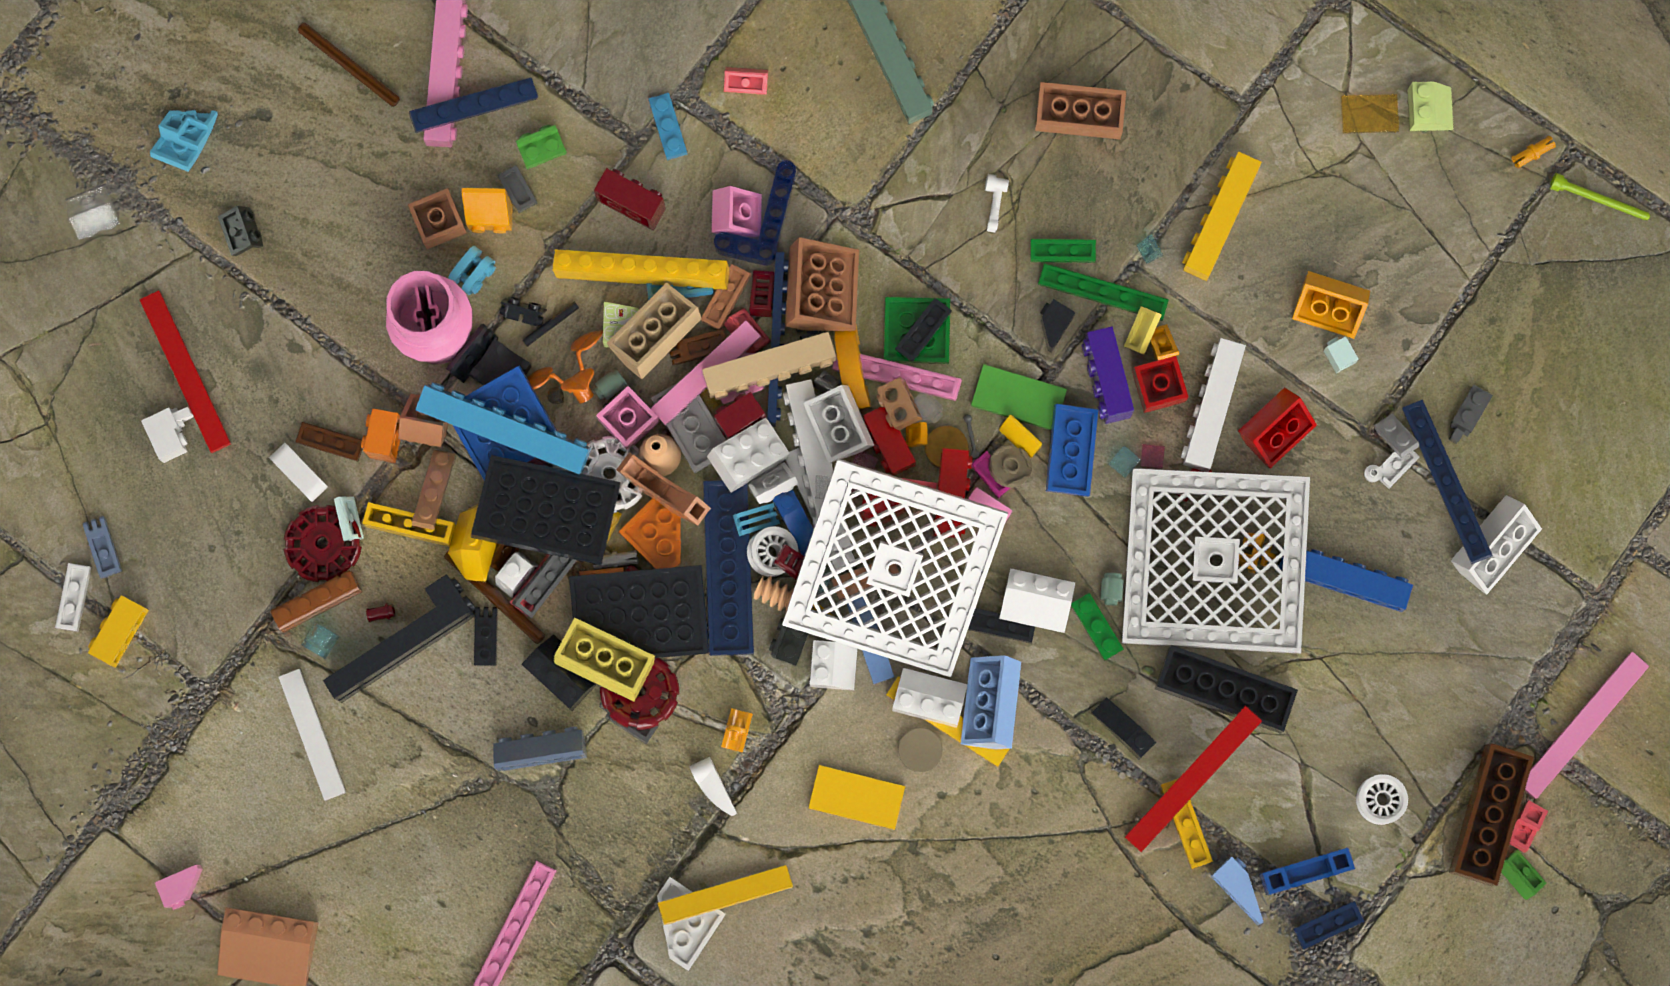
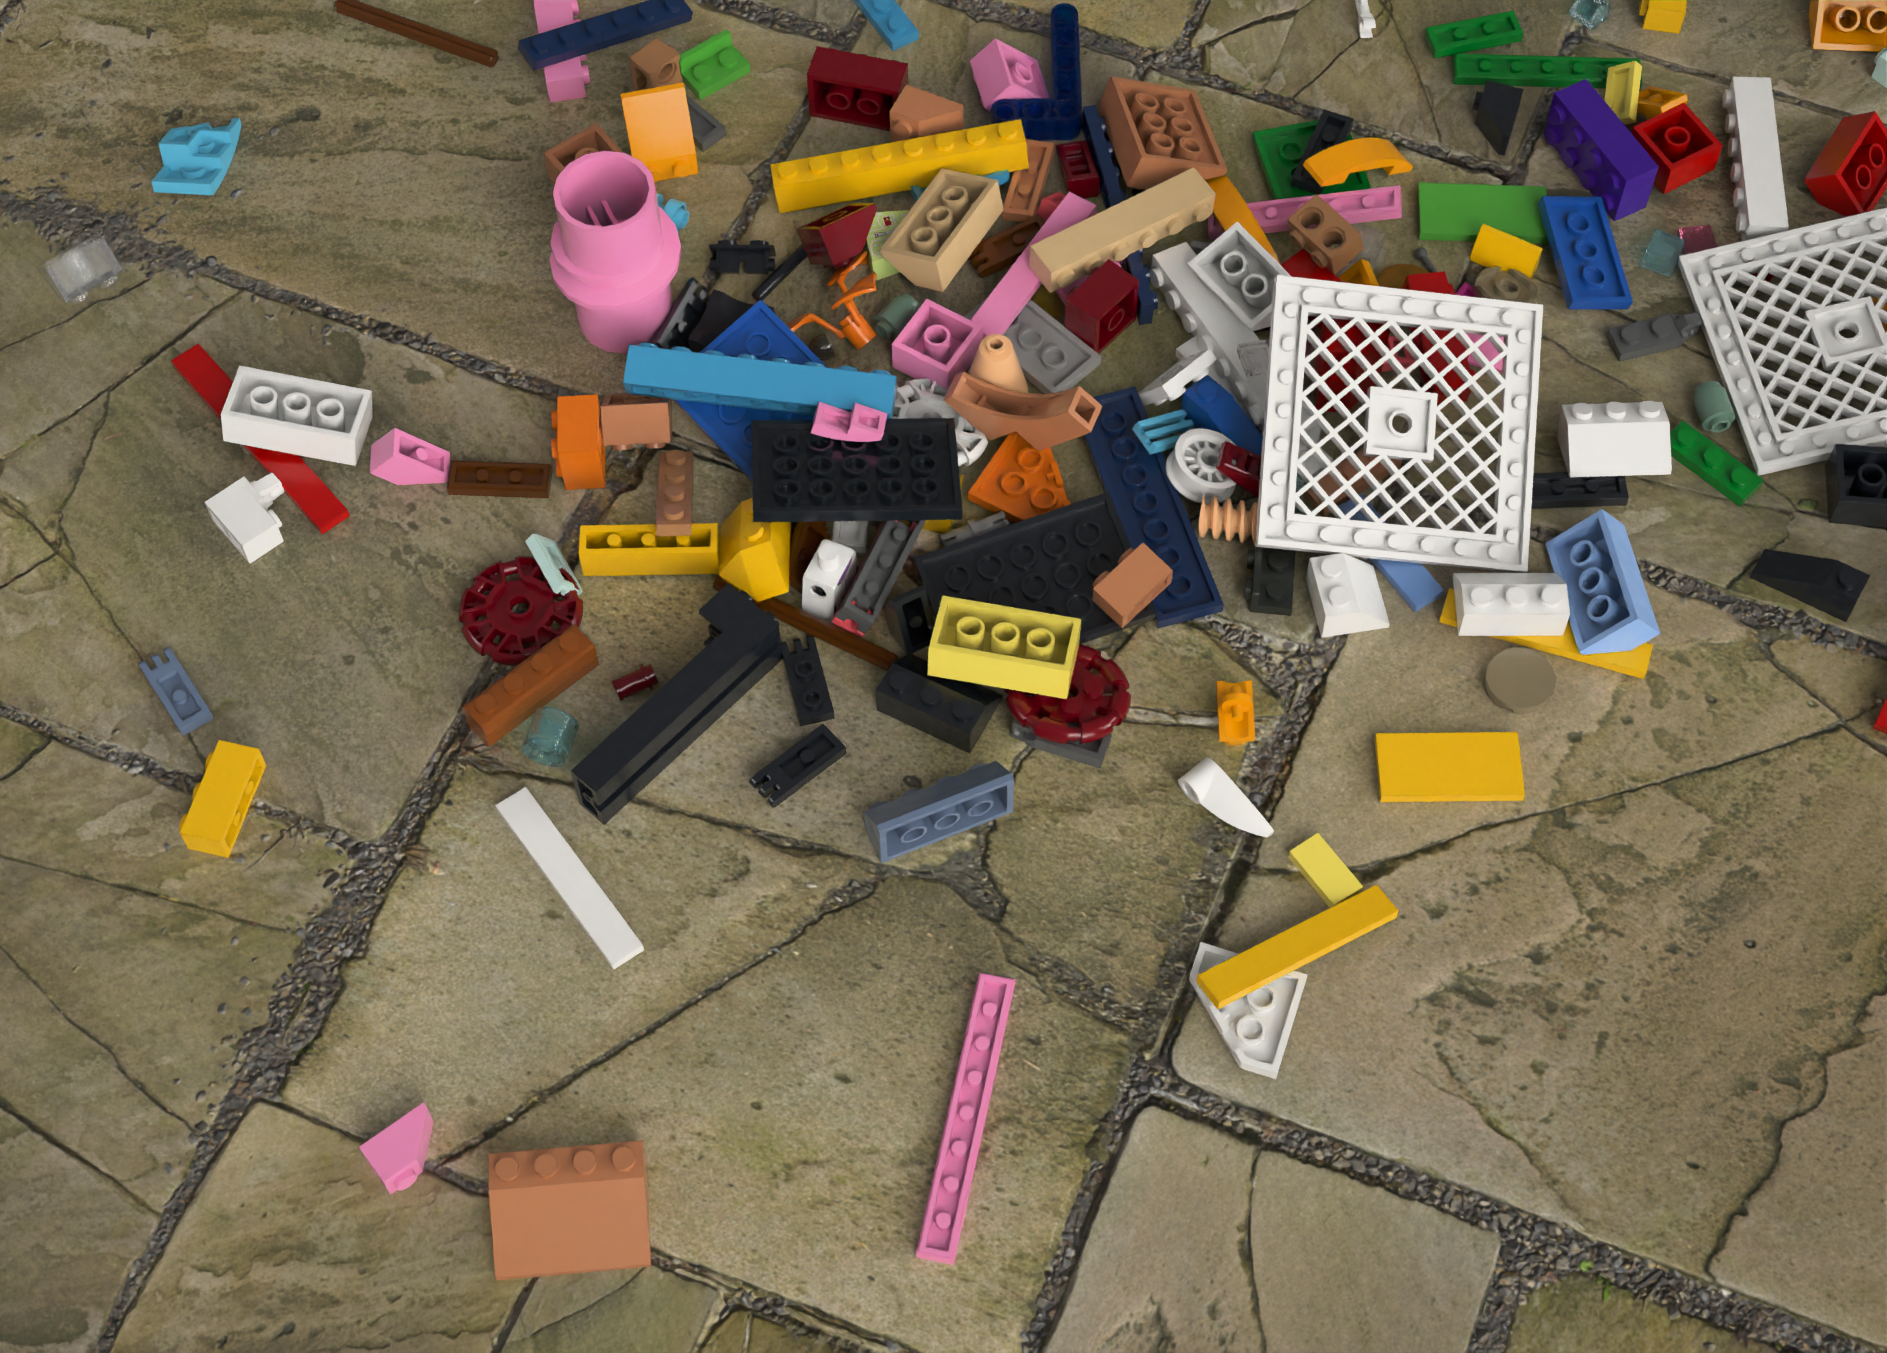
camera: 15 degrees left, 20 degrees down
(73, 597) = (141, 772): white tile -> none
(209, 370) = (297, 415): none -> white brick
(240, 230) = (303, 246): pearl dark grey bracket -> none
(275, 417) = (408, 460): none -> bright pink slope
(298, 472) = (461, 524): white beam -> none
(465, 696) = (798, 765): none -> black hinge
(499, 153) = (655, 66): none -> medium nougat brick
(550, 476) = (860, 425): none -> bright pink slope
(556, 618) = (910, 620): none -> black slope
(586, 316) = (838, 235): none -> dark red slope
(664, 240) = (923, 114): none -> nougat slope
(694, 635) = (1131, 584): none -> nougat brick
(748, 455) = (1128, 349): white brick -> none
(759, 847) = (1325, 870): none -> light yellow tile
(944, 344) = (1355, 155): none -> light orange slope
(1094, 521) = (1653, 335): none -> dark grey hinge

